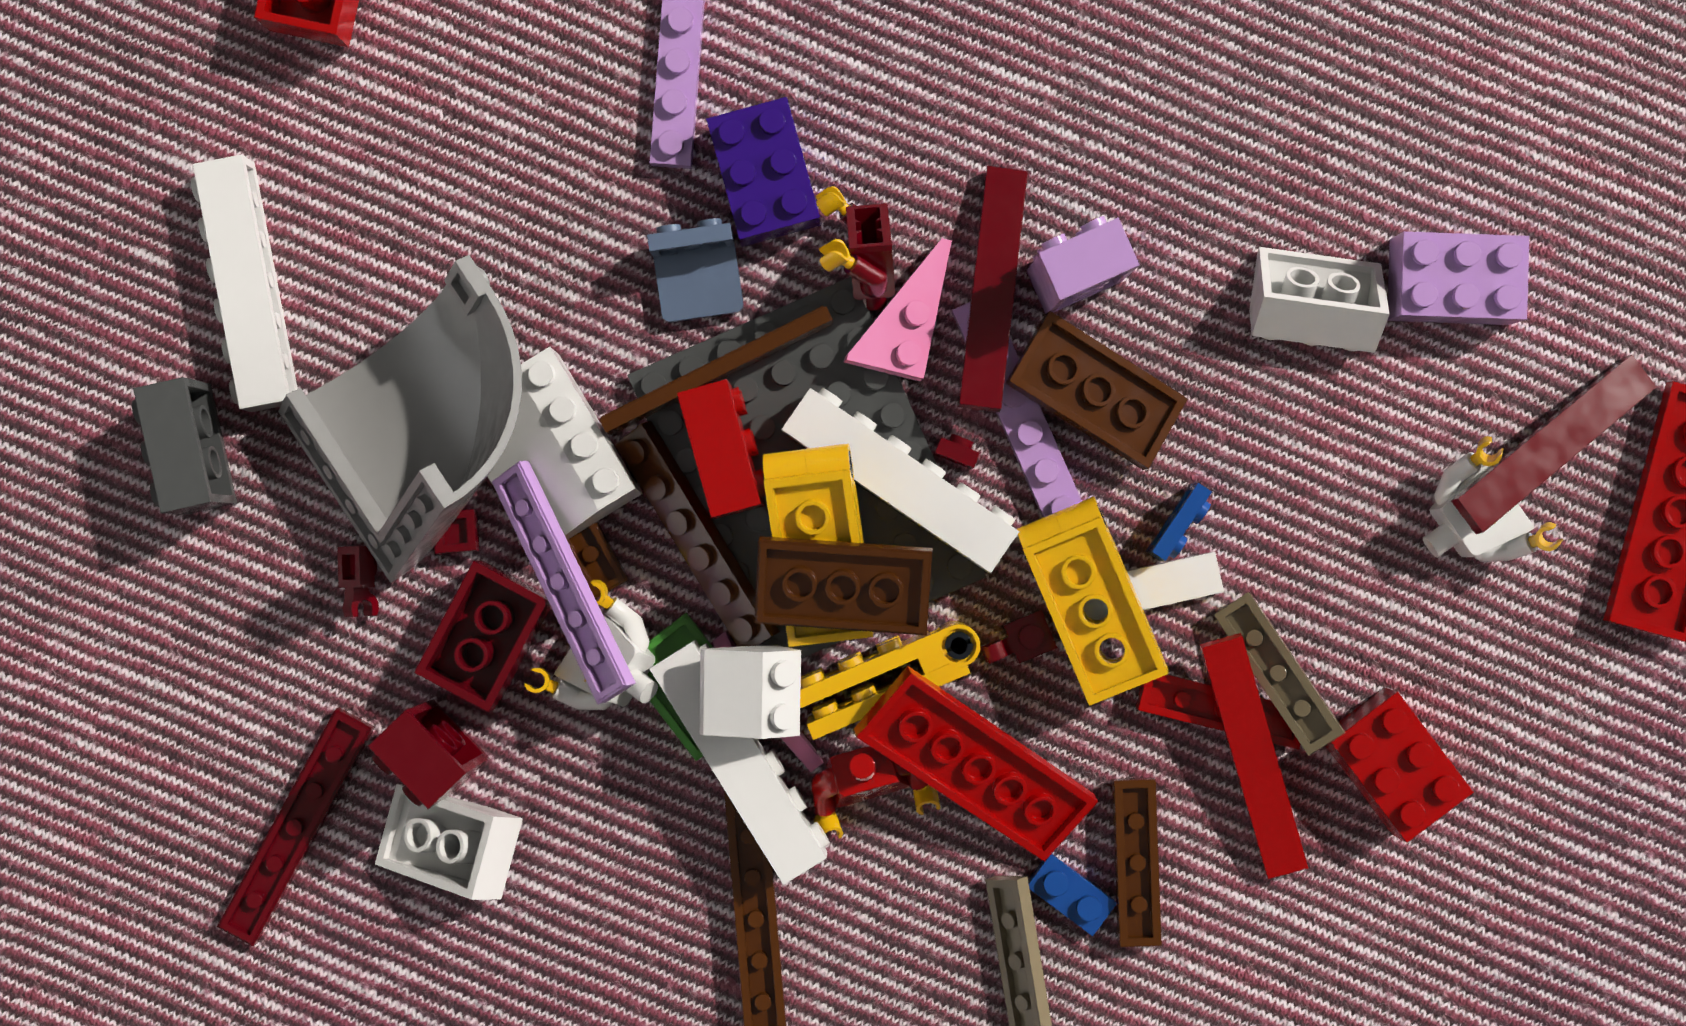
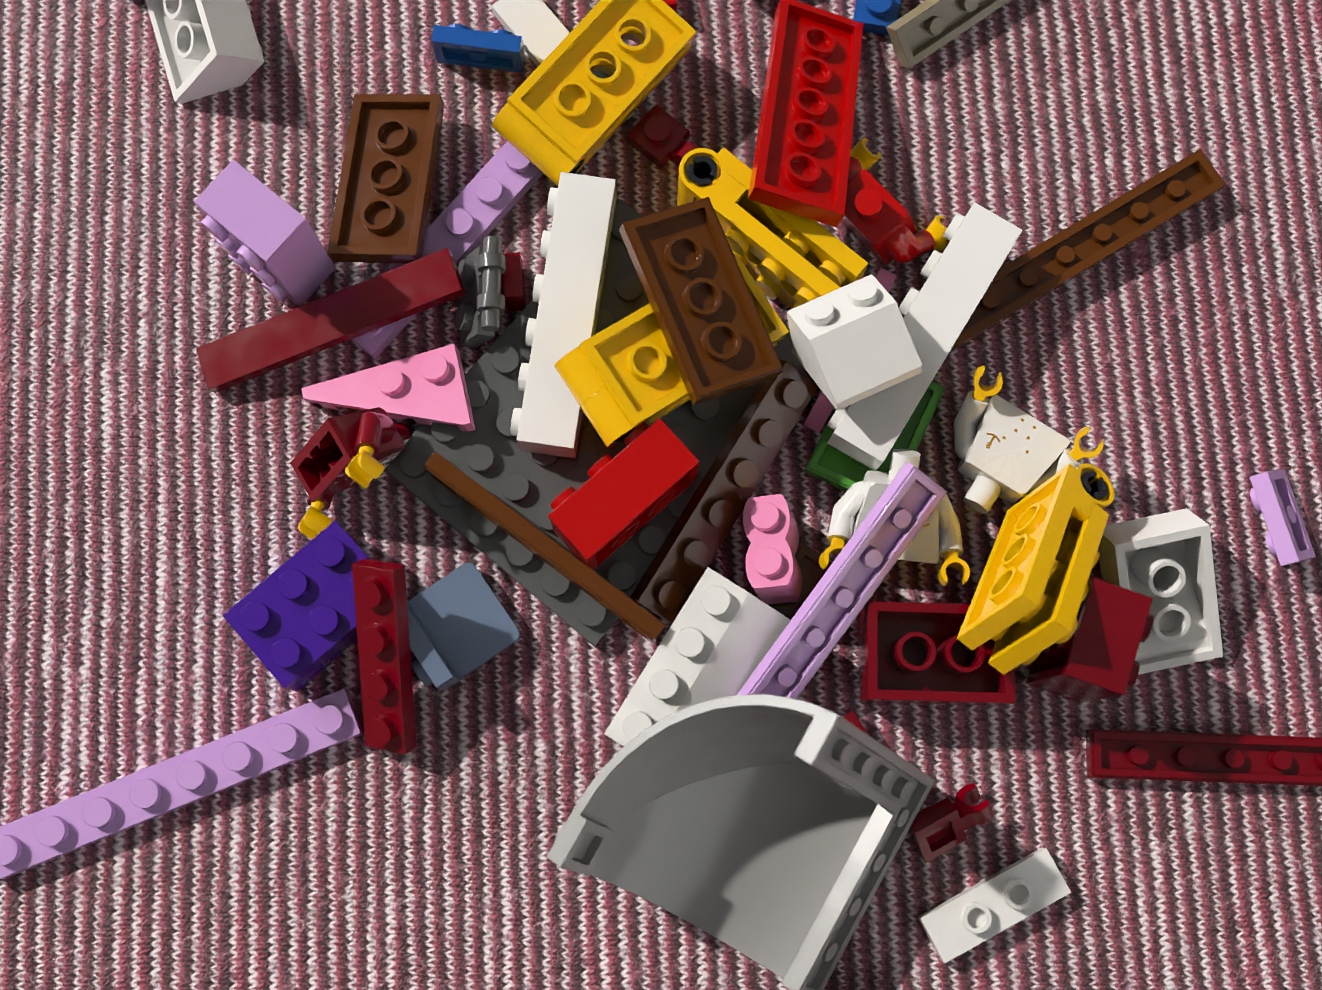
camera: 120 degrees left, 10 degrees down
(281, 583) = (994, 905): none -> white plate
(456, 973) = (1286, 530): none -> lavender plate
(502, 743) = (1040, 568): none -> yellow hinge
(616, 784) = (1007, 448): none -> white torso
(619, 544) = (772, 550): none -> bright pink brick
(693, 207) = (384, 655): none -> dark red plate
(968, 427) = (483, 303): none -> dark grey plate

